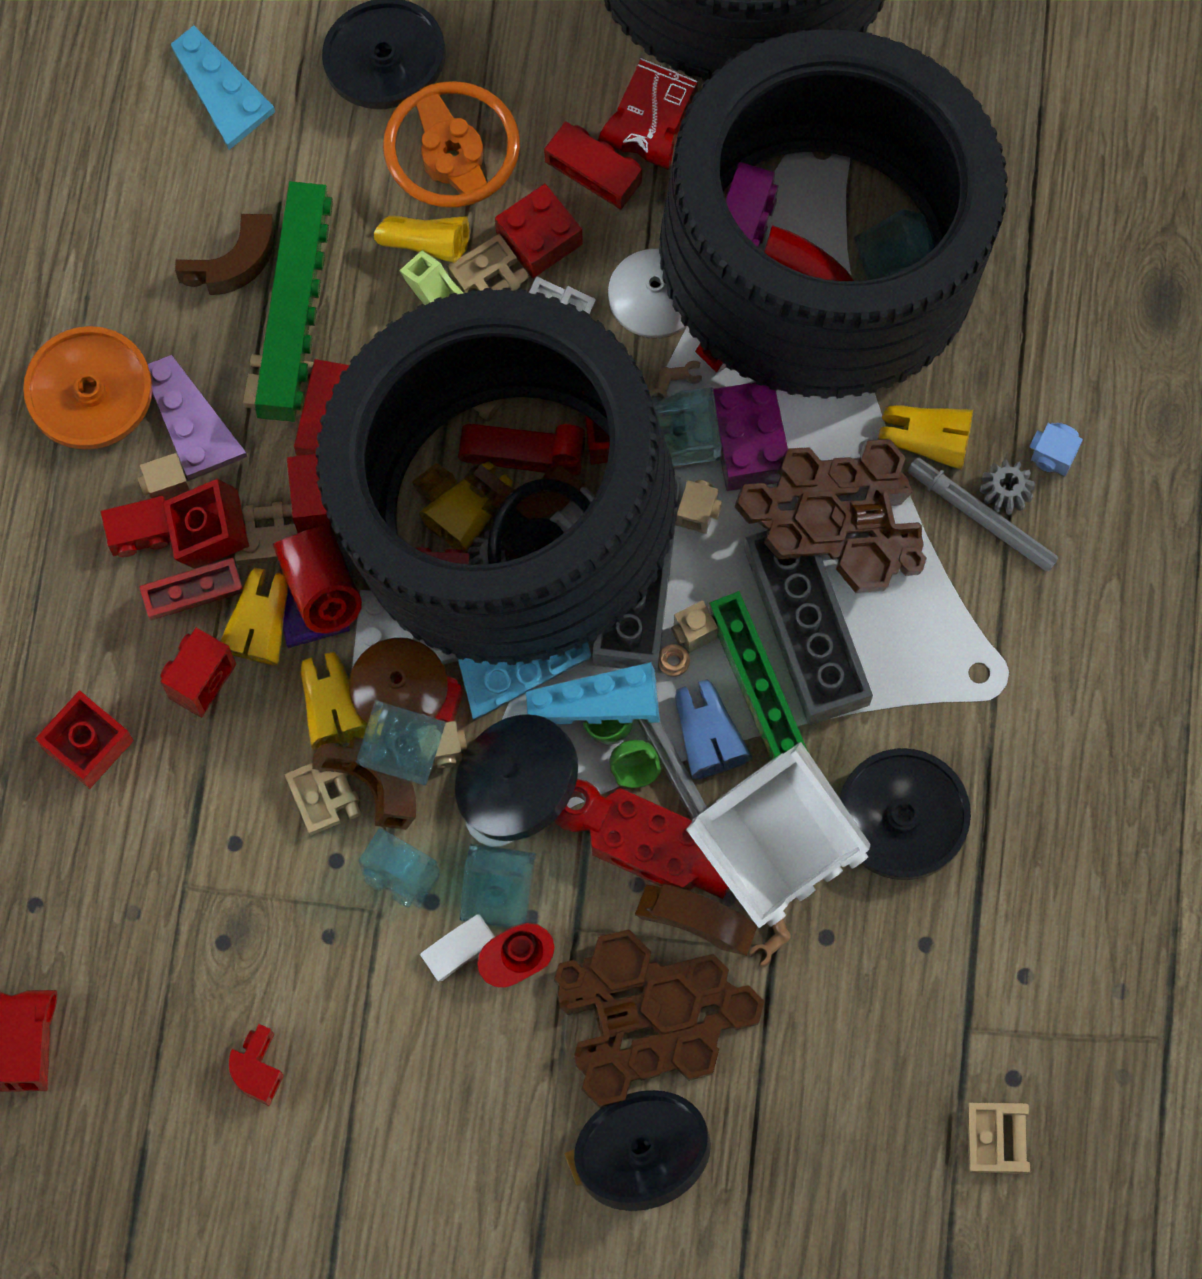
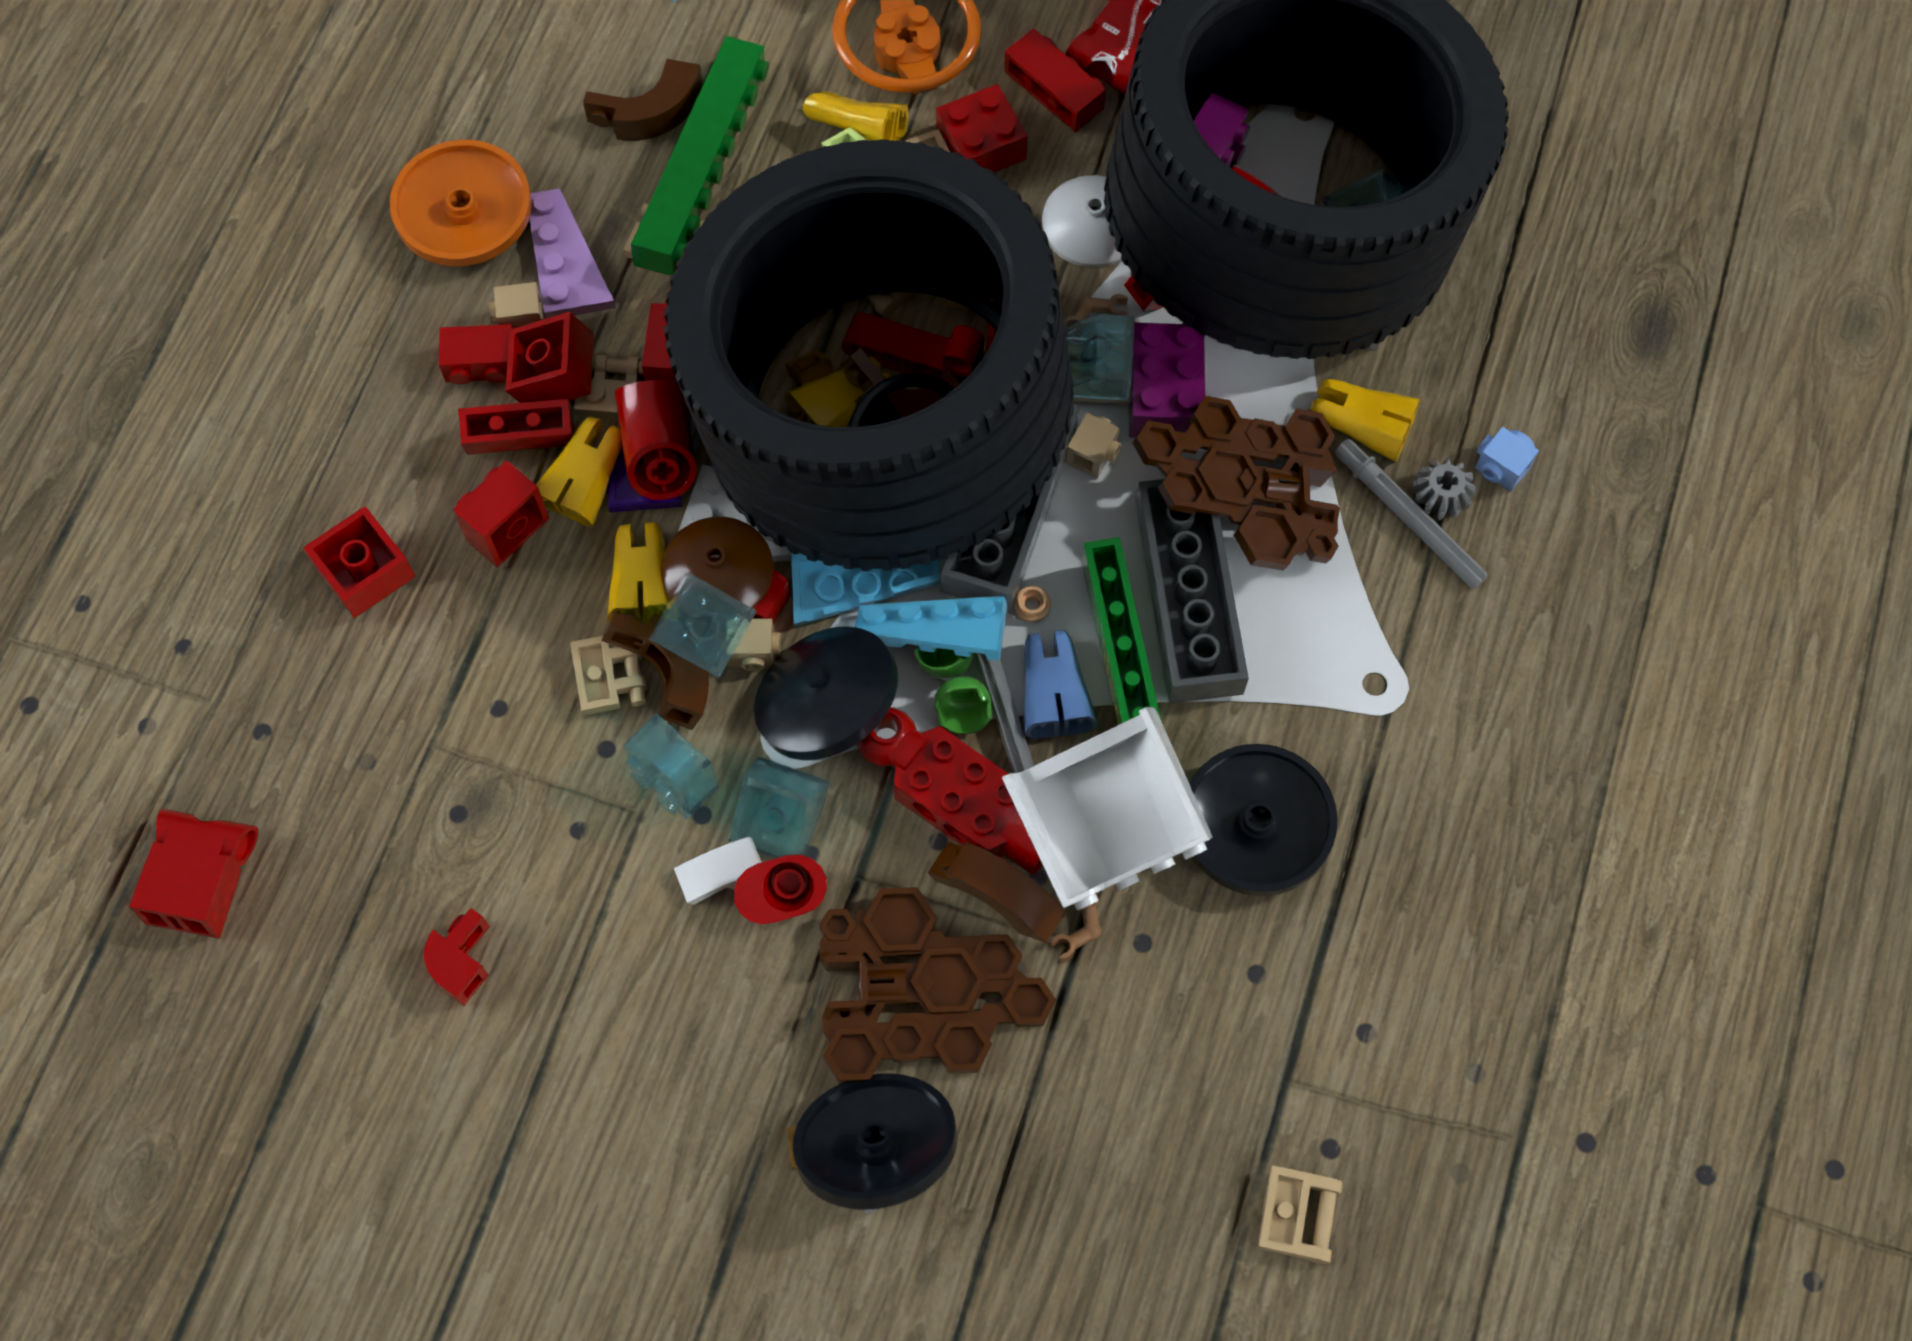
camera: 10 degrees right, 5 degrees down
(694, 627) = (1062, 570): tan brick -> none

